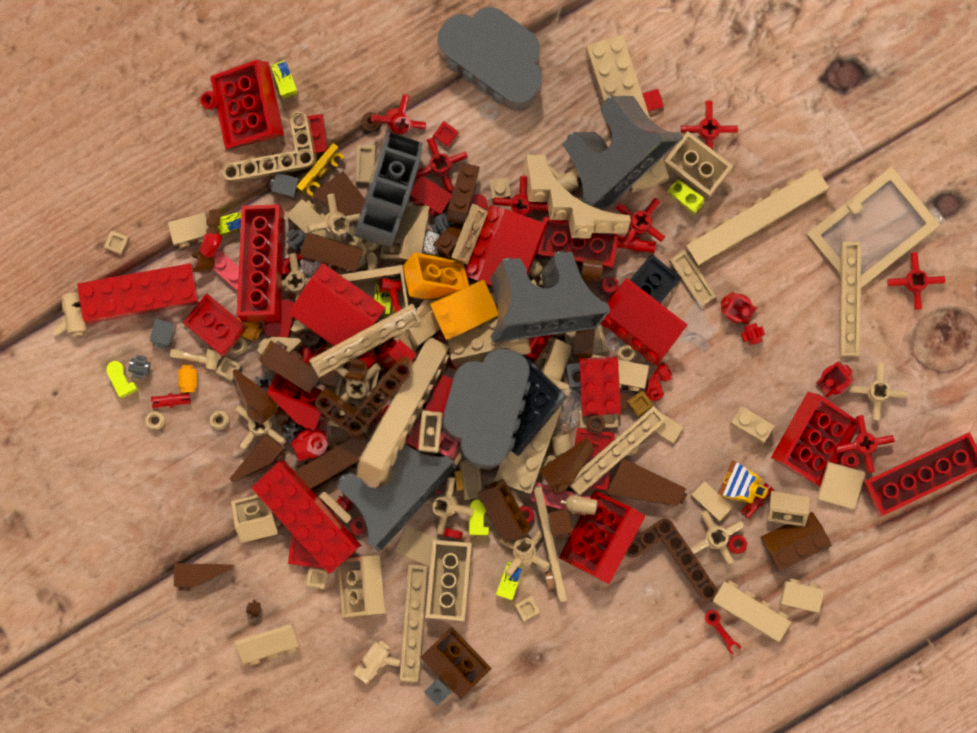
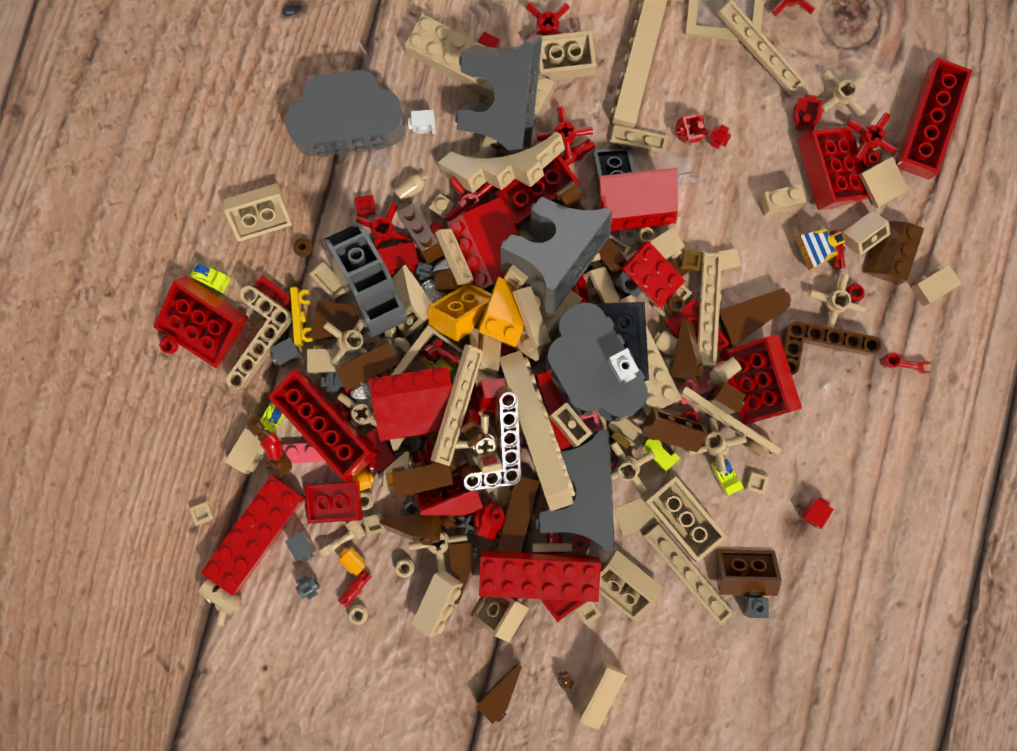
camera: 50 degrees left, 0 degrees up
(117, 375) = (295, 608): neon yellow leg -> none
(217, 466) = (437, 604): none -> tan brick
(348, 402) = (489, 463): none -> tile
(363, 64) = (257, 212): none -> tan slope
(374, 659) = (688, 629): tan piece -> none
(398, 115) = (319, 222): red bar -> none
(453, 533) = (654, 481): red tile -> none
(478, 330) = (531, 317): none -> tan tile
(490, 152) = (410, 187): none -> tan piece
(494, 291) = (516, 277): none -> tan tile
(502, 416) = (615, 364): none -> white brick
(546, 113) = (422, 121): none -> white brick
(548, 671) = (817, 512): none -> red brick
(571, 408) = (652, 315): clear arm -> none
(606, 281) = (591, 197): red plate -> none
(654, 389) = (690, 241): red arm -> none
(686, 196) = (577, 86): neon yellow leg -> none
(711, 501) = (807, 280): tan tile -> none
(751, 611) = (914, 329): tan brick -> none

